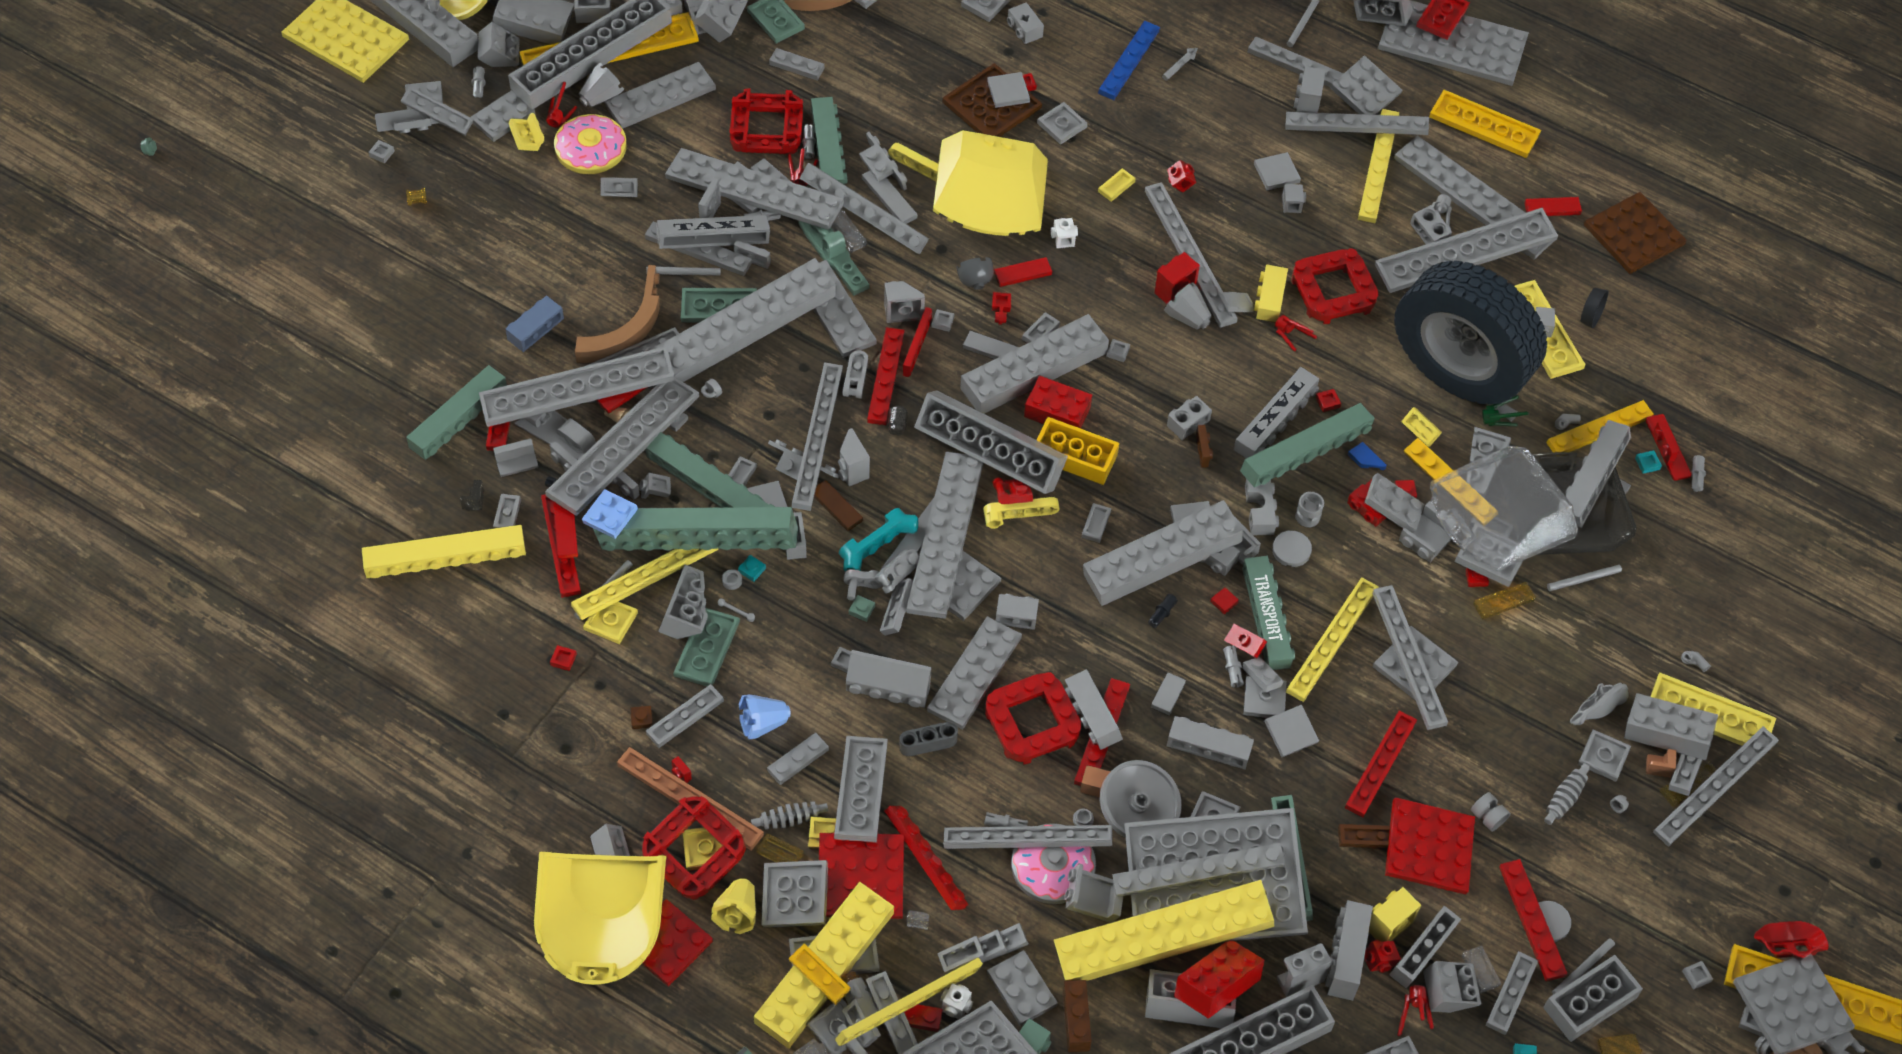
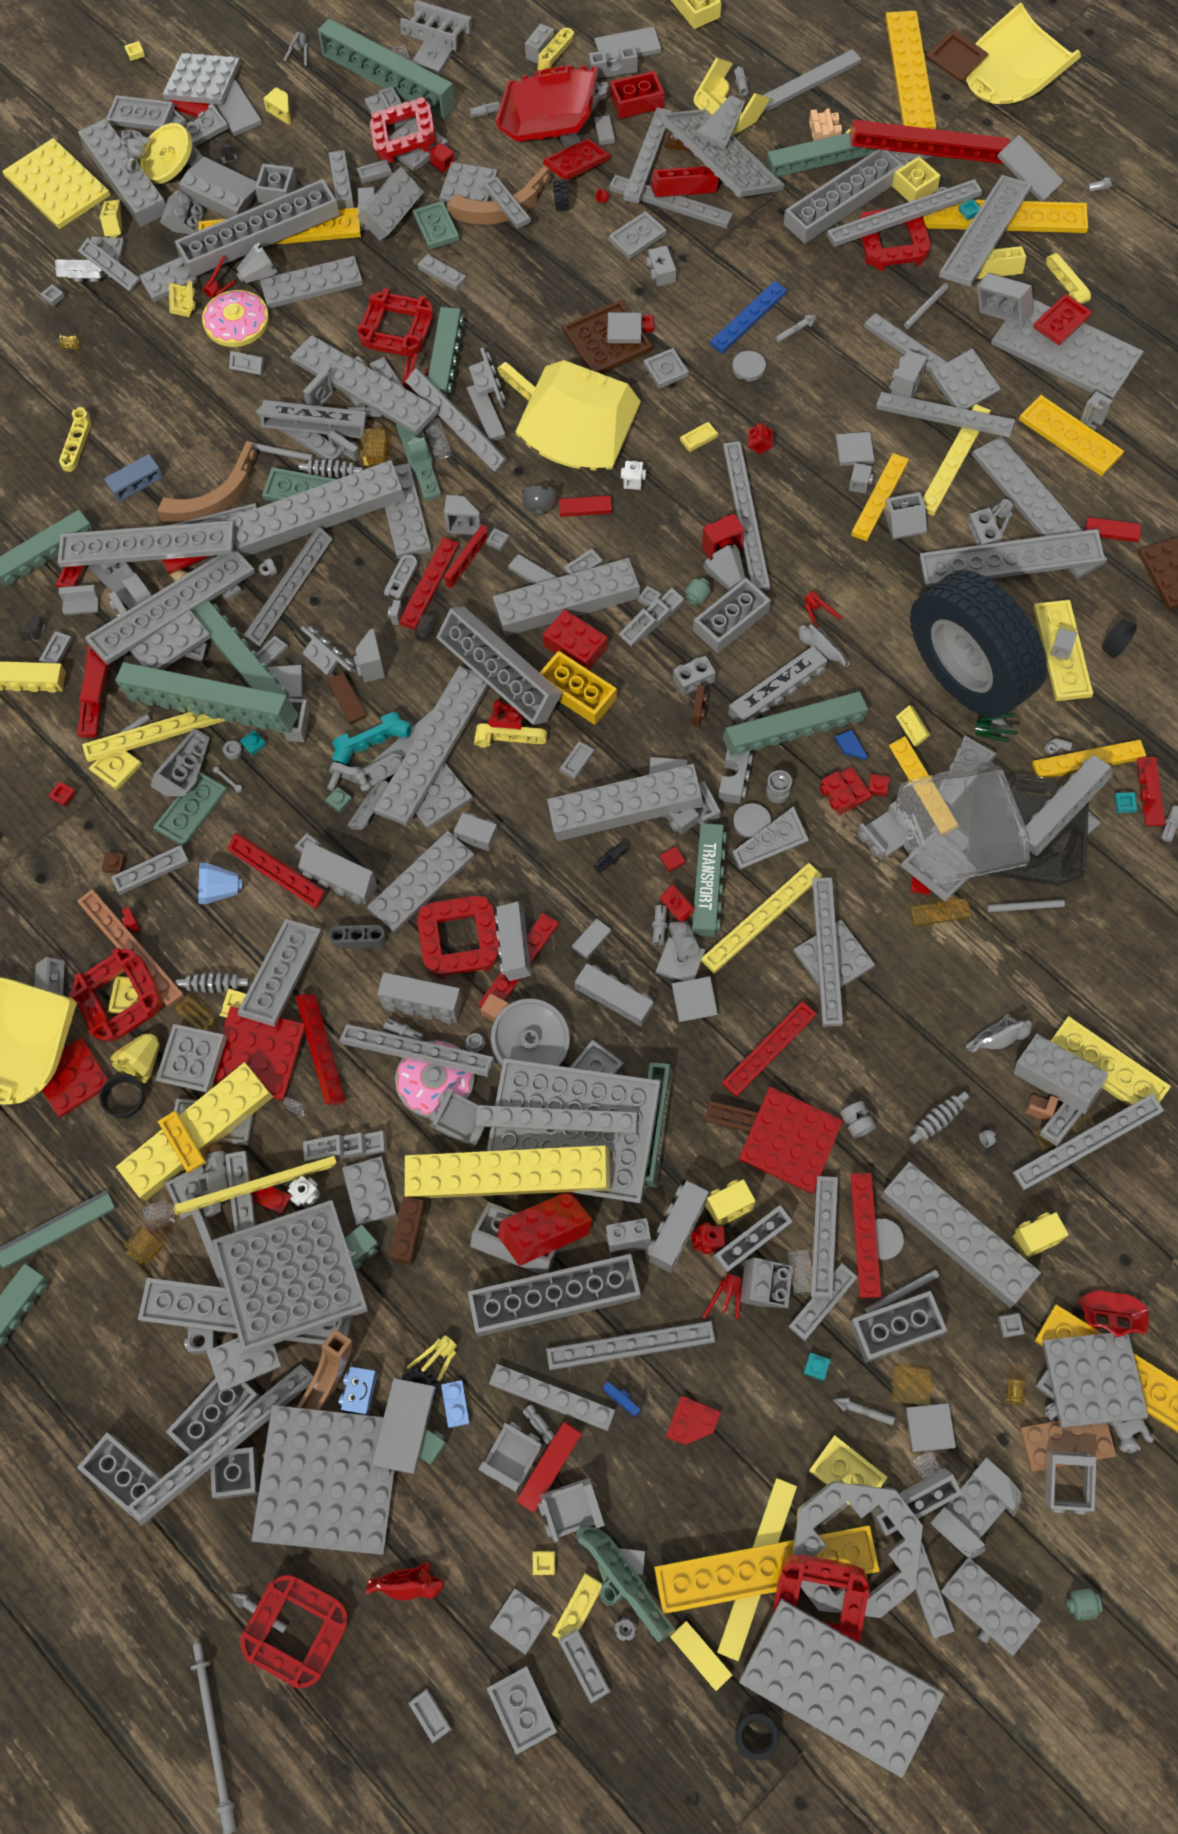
camera: 20 degrees right, 10 degrees up
(422, 62) = (111, 218): none -> light yellow slope
(456, 271) = (80, 425): none -> light yellow beam
(478, 81) = (155, 244): light grey axle -> none
(609, 514) = (131, 669): light blue plate -> none
(641, 476) = (171, 642): none -> light grey plate
(731, 930) = (109, 1084): none -> black tyre
(739, 405) = (287, 587): none -> light grey plate
(745, 278) = (329, 467): none -> light grey piece
(785, 250) = (374, 447): none -> clear yellow brick
(798, 758) = (237, 930): light grey plate -> none
(809, 141) = (428, 348): light grey axle -> none
(817, 437) = (344, 630): light grey plate -> none
(820, 689) = (276, 870): none -> red plate
(861, 410) = (395, 612): none -> light grey plate
(1002, 303) = (554, 532): red plate -> none
(1016, 784) = (420, 998): none -> light grey brick
(1127, 369) = (652, 617): none -> light grey slope
(1145, 107) = (749, 365): none -> light grey tile
(1166, 335) = (697, 591): none -> sand green head
(1209, 352) = (731, 615): none -> light grey brick
(1237, 301) = (774, 570): light grey piece -> none
(1270, 293) = (810, 567): light yellow brick -> none
(1297, 358) = (818, 638): none -> light grey animal
(1317, 213) = (876, 502): none -> yellow plate
(1322, 559) = (774, 839): none -> light grey wing
(1323, 309) = (876, 592): red plate -> none
(1328, 400) = (831, 683): red plate -> none
(1350, 226) = (905, 515): none -> light grey slope
(1394, 503) = (860, 796): light grey plate -> none
(1495, 930) = (824, 1238): none -> light grey plate
(1503, 95) = (1096, 410): none -> light grey hinge
(1604, 755) = (988, 1087): light grey plate -> none
(1623, 899) = (960, 1235): none -> light grey brick
(1695, 658) = (1109, 1009): light grey arm -> none
(1699, 881) = (1039, 1235): none -> light yellow brick
(1722, 1035) = (1015, 1391): none -> clear yellow bush

